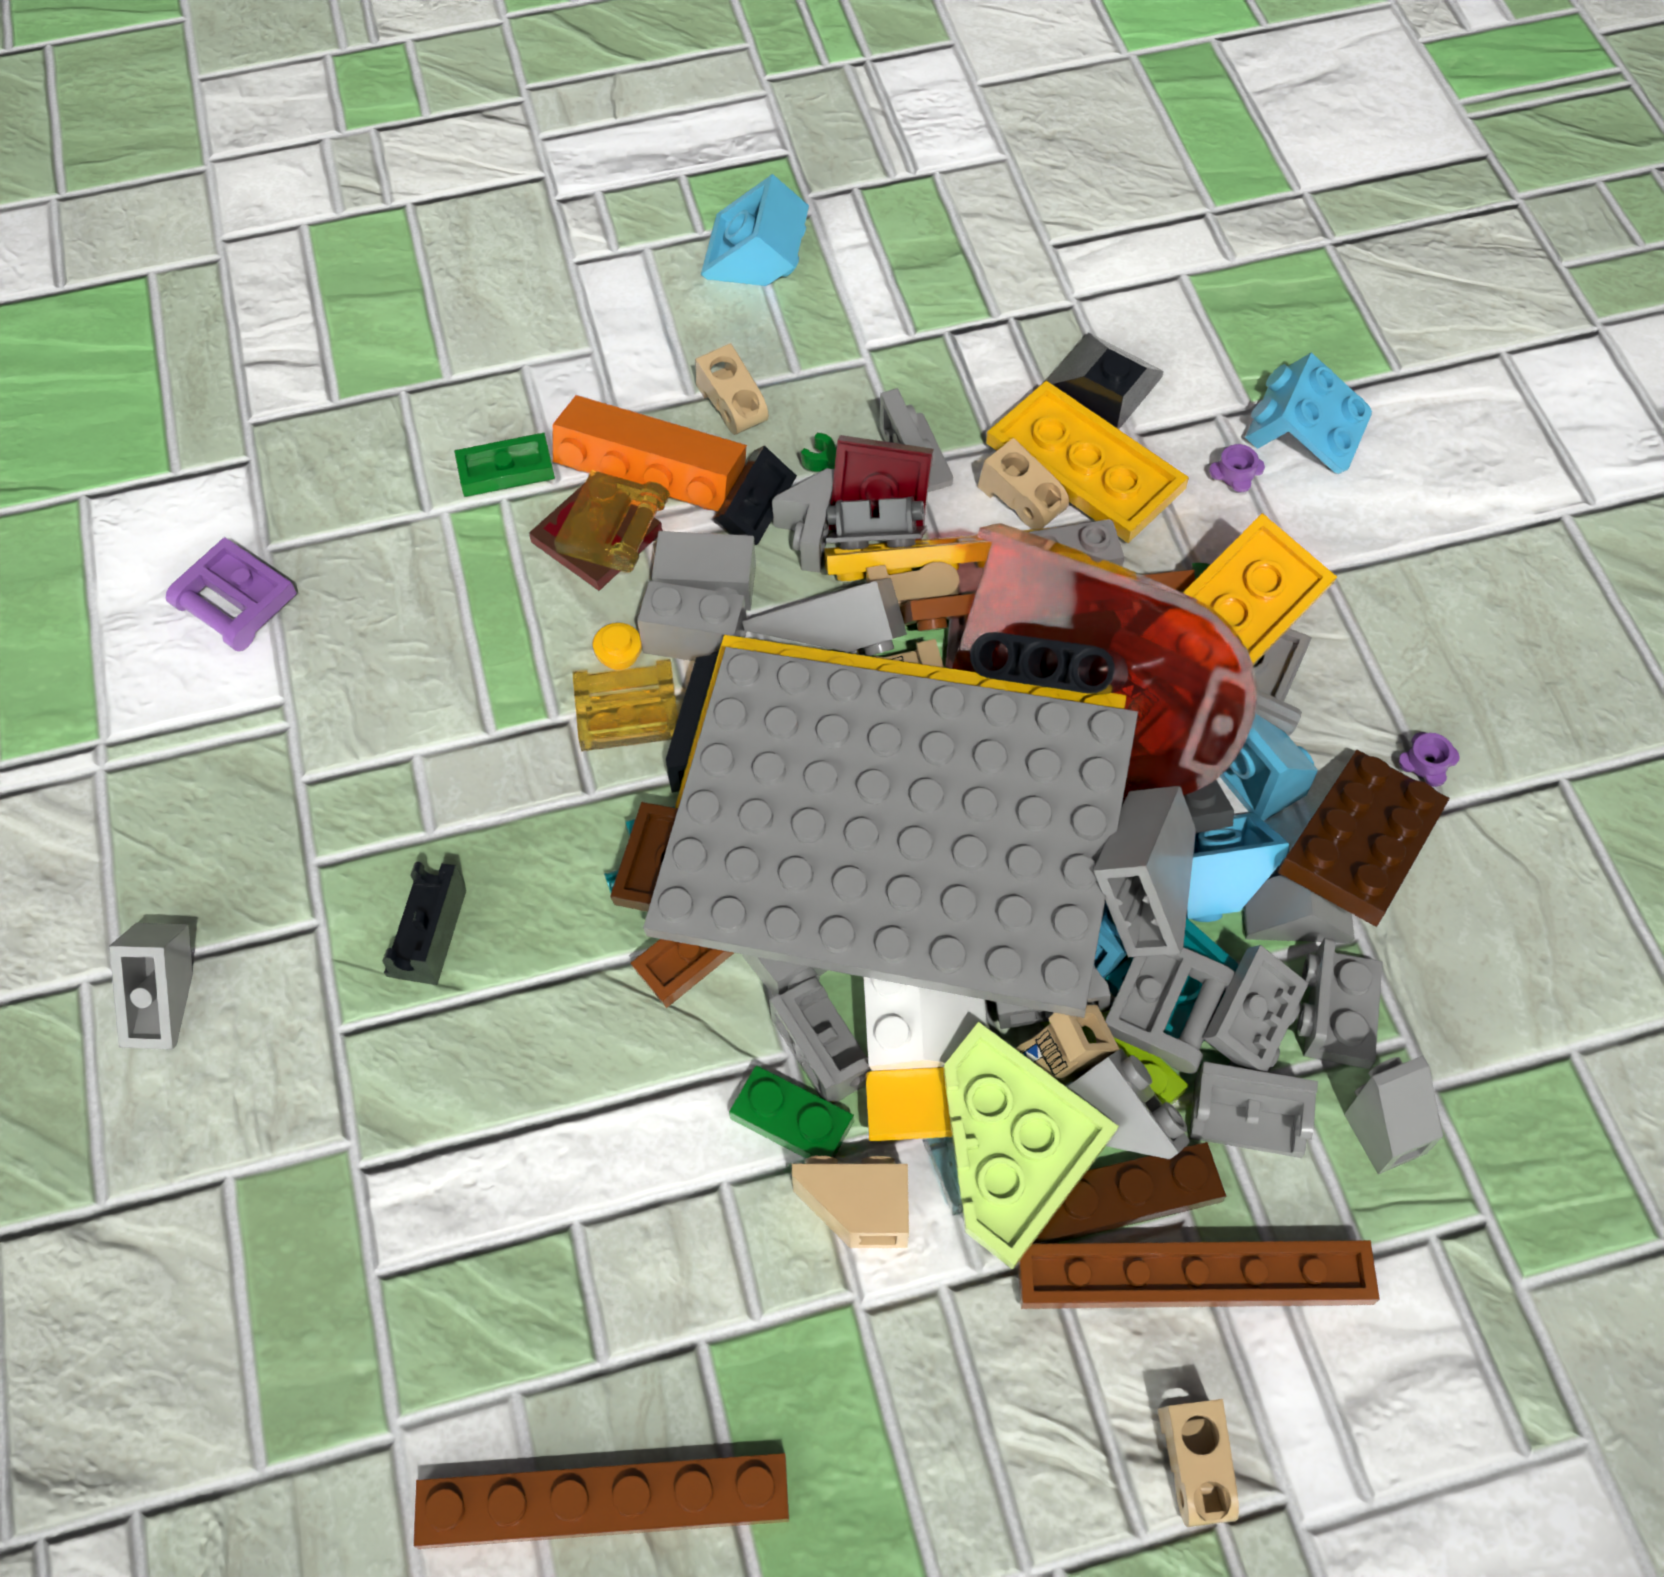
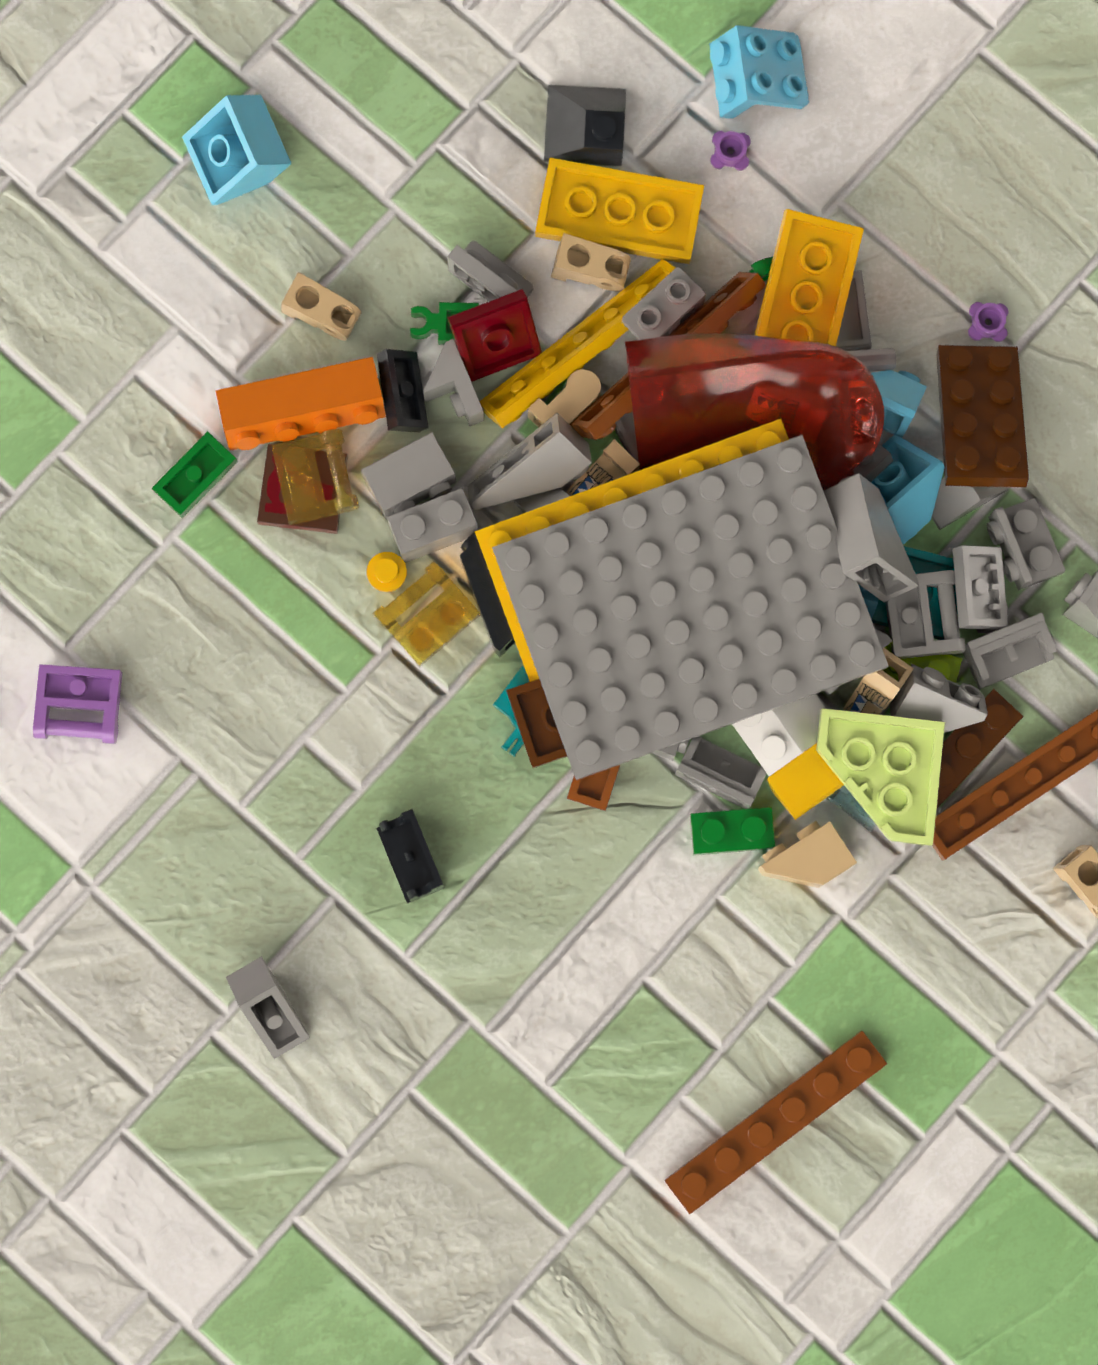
camera: 35 degrees left, 20 degrees up
(857, 526) = (527, 361): hinge -> none
(1025, 659) = (703, 440): black beam -> none

